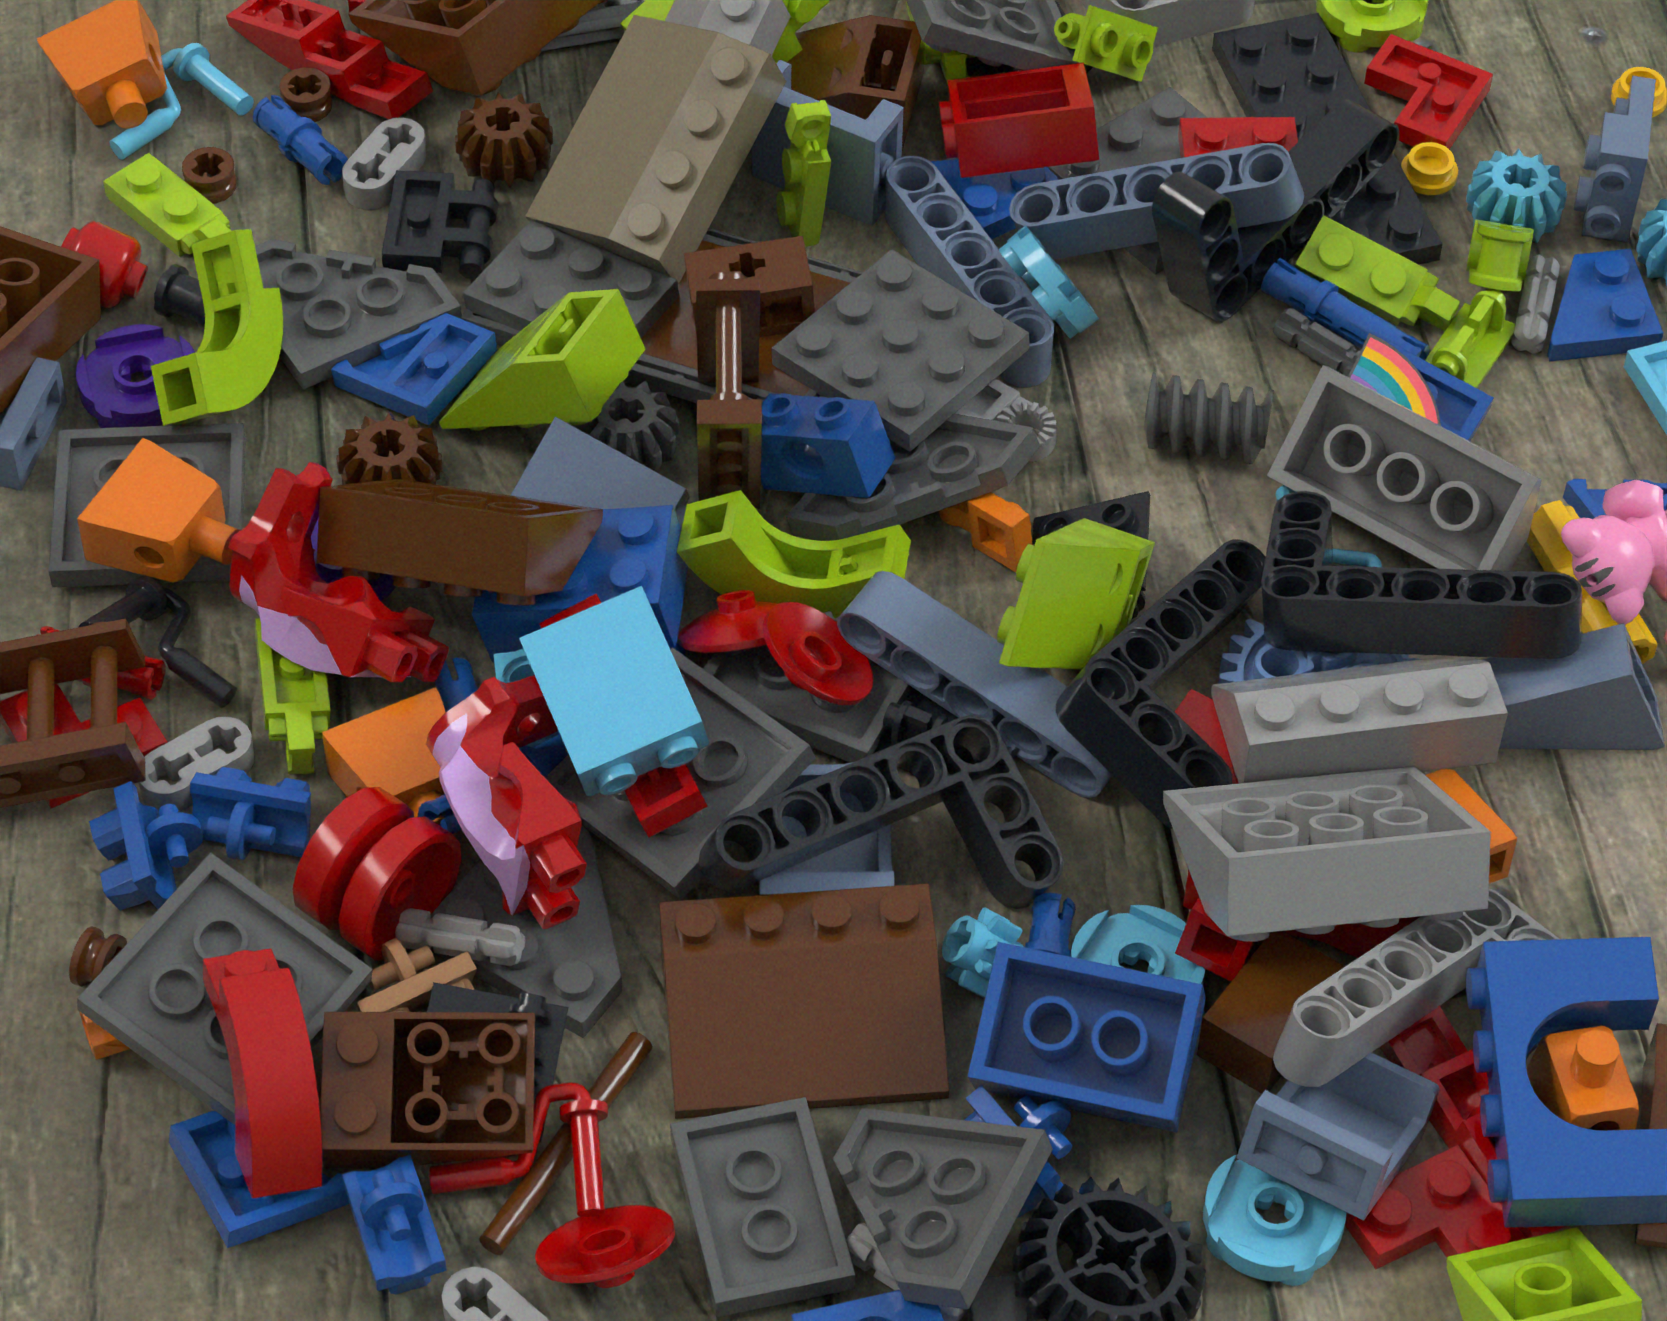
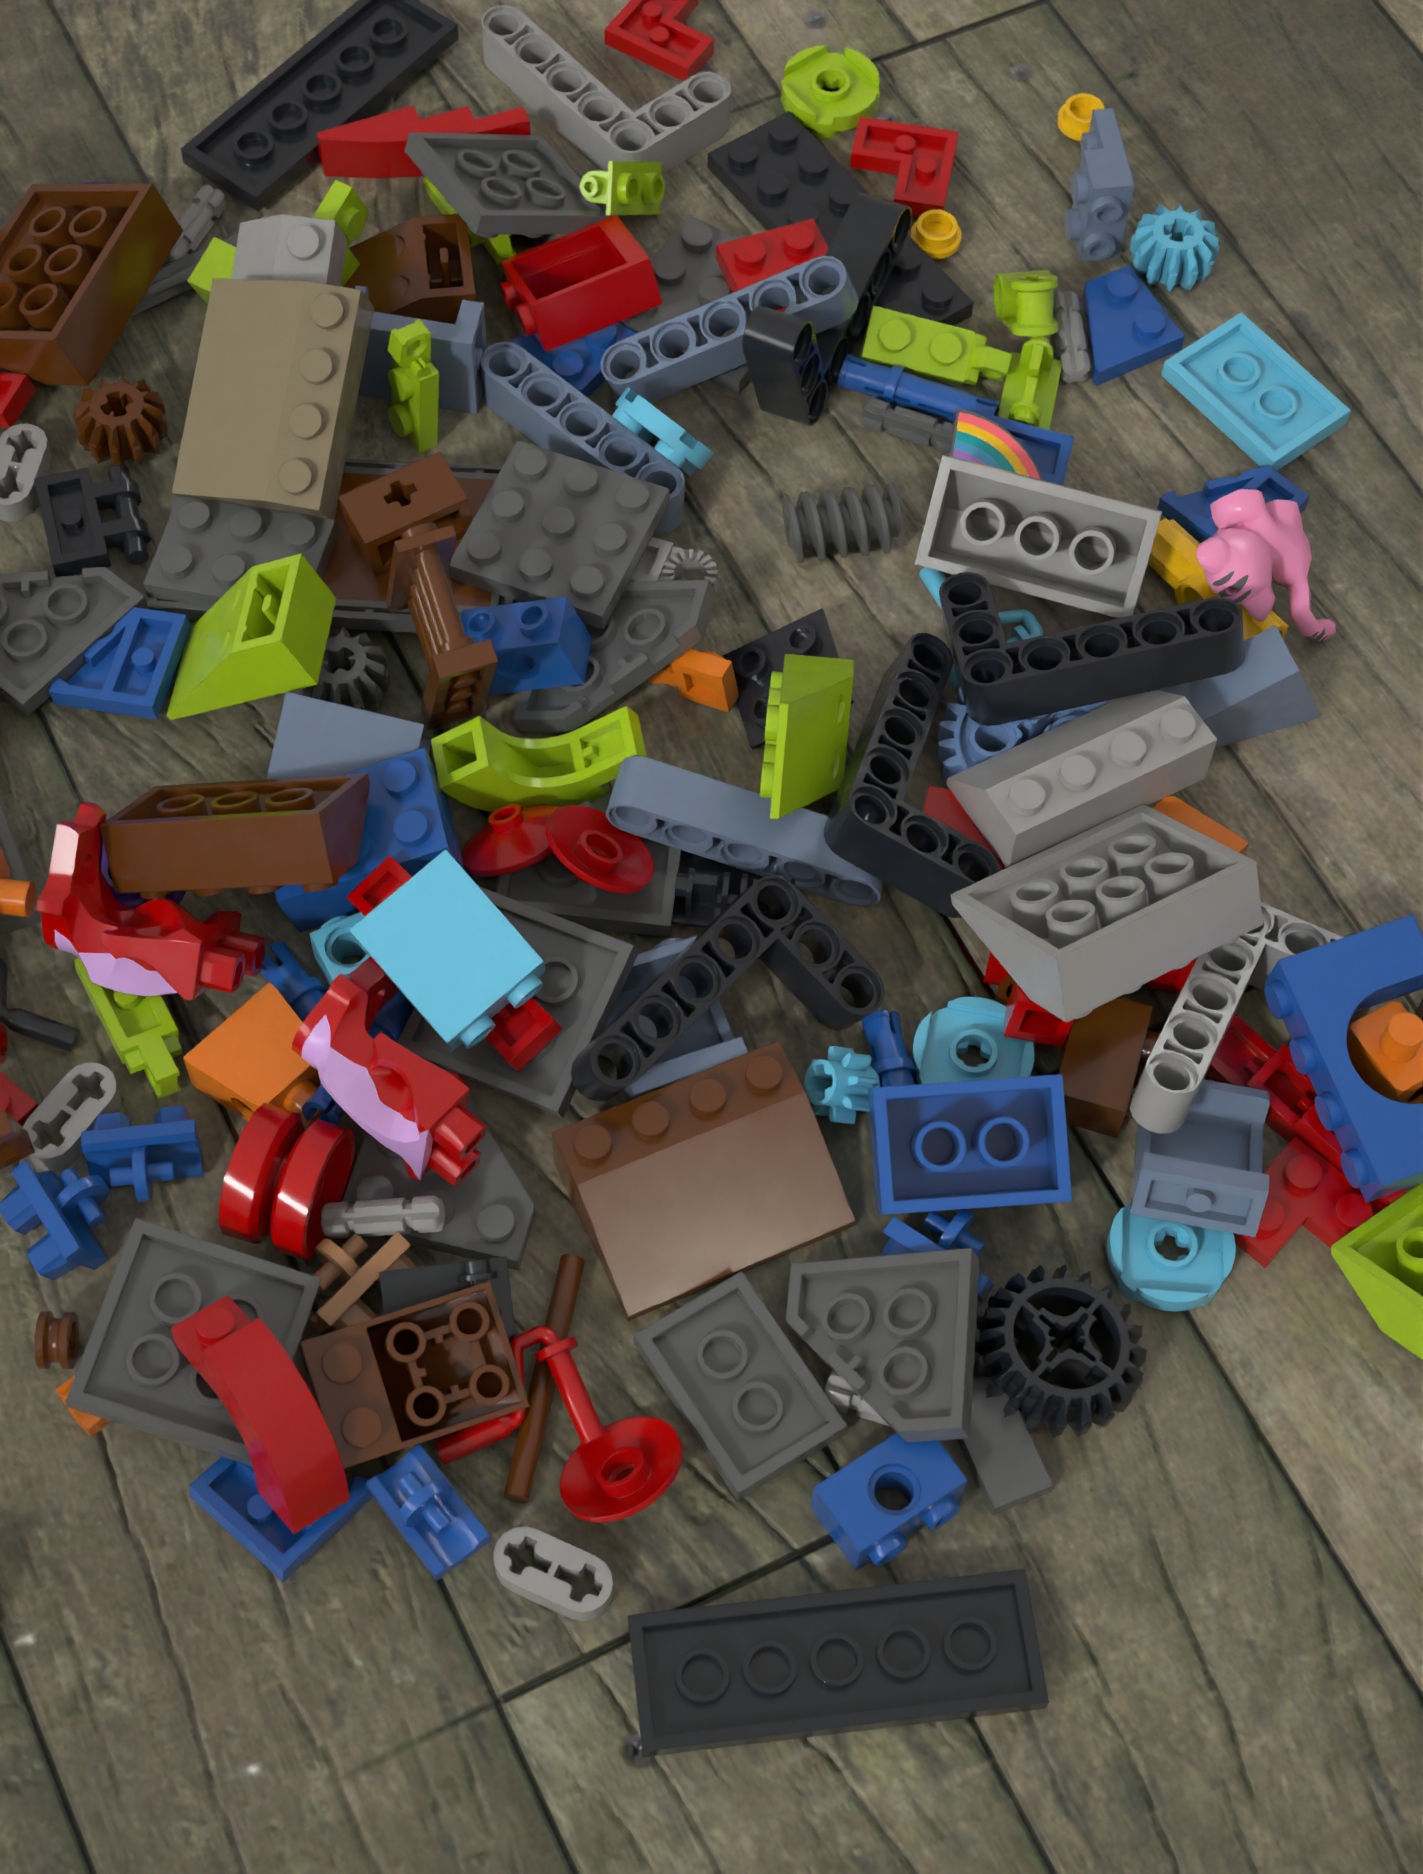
camera: 20 degrees left, 10 degrees up
(389, 452) = (135, 763): reddish brown gear -> none
(1517, 192) = (1019, 239): medium azure gear -> none

